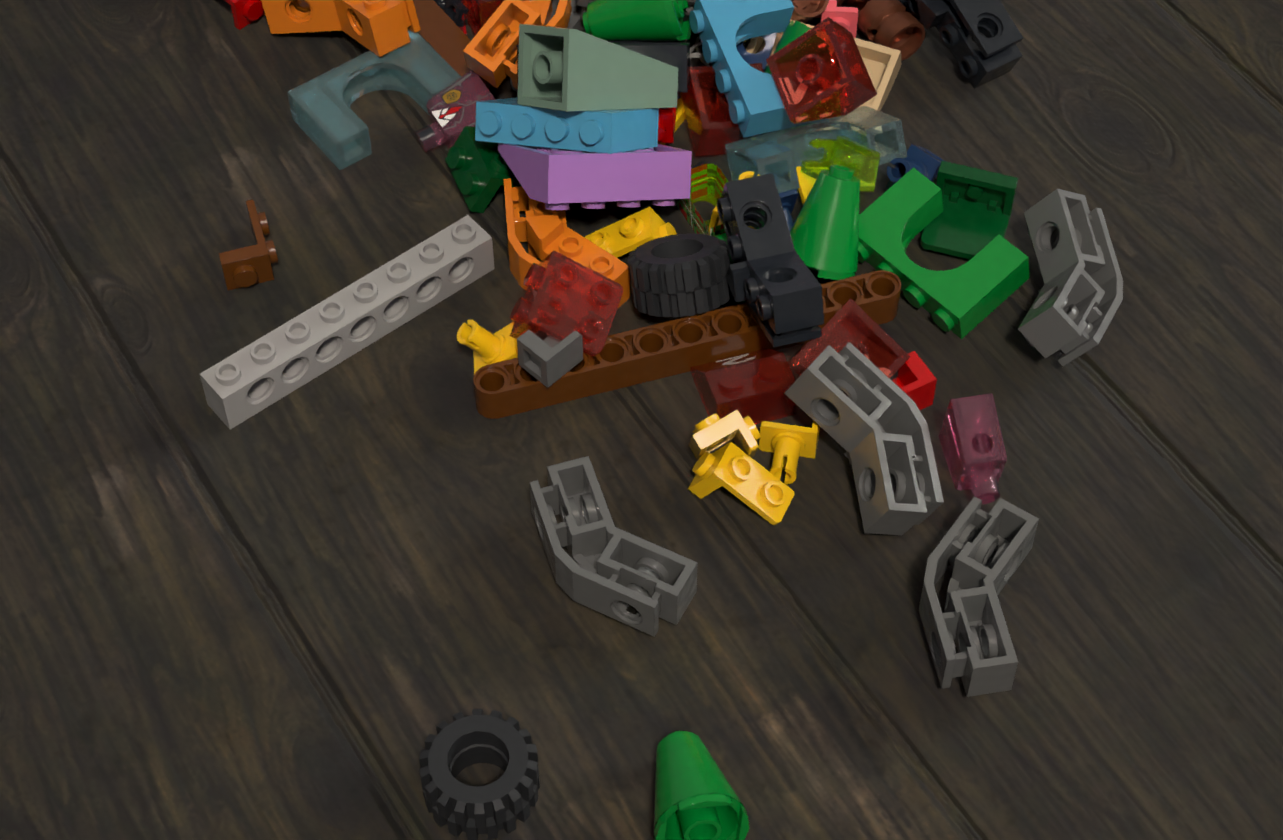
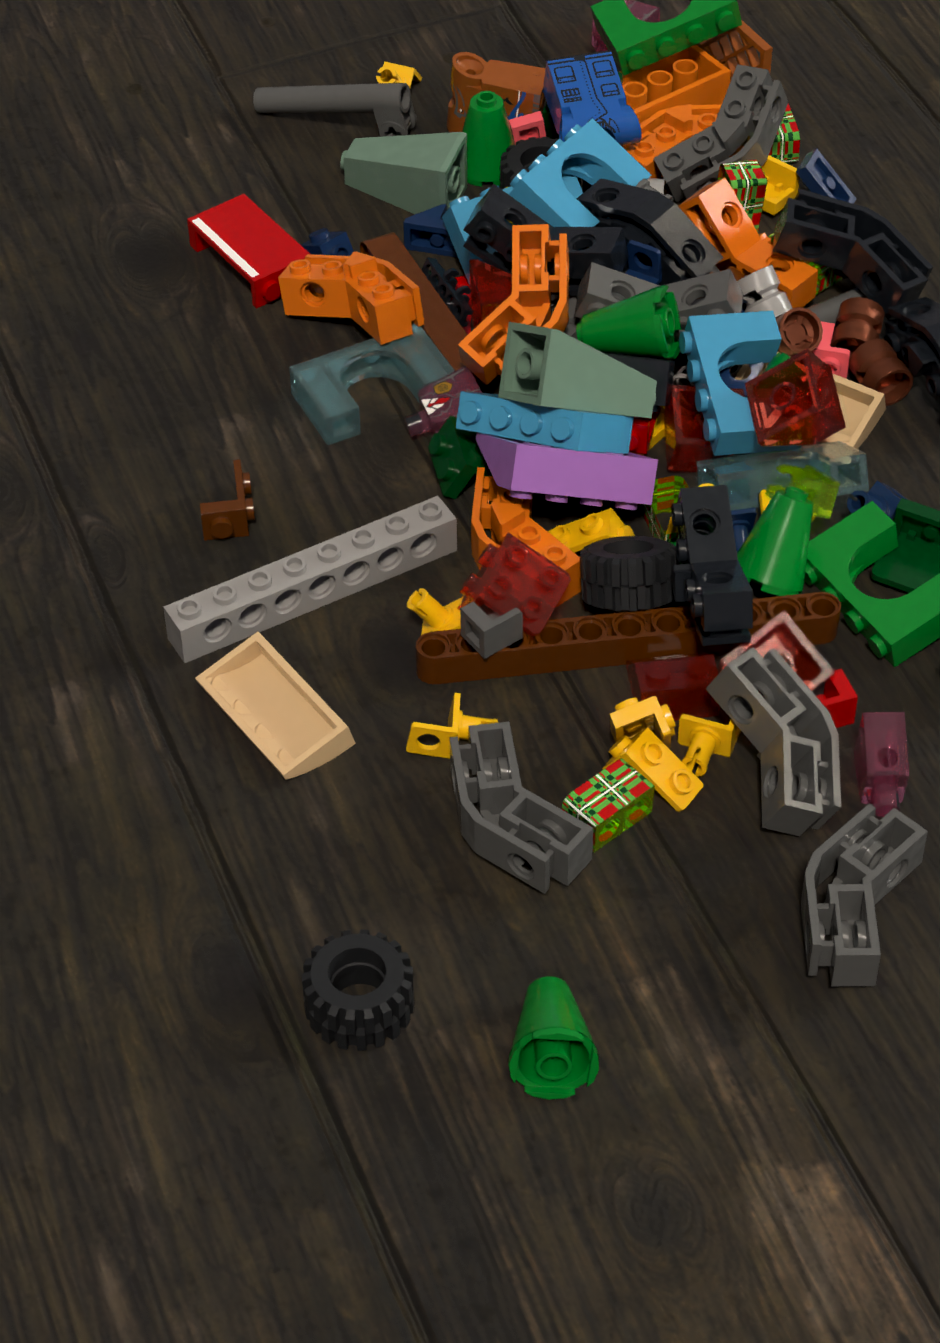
camera: 10 degrees right, 5 degrees down
(336, 468) = (275, 708): none -> tan slope
(531, 464) = (456, 727): none -> yellow bracket
(705, 525) = (611, 801): none -> piece

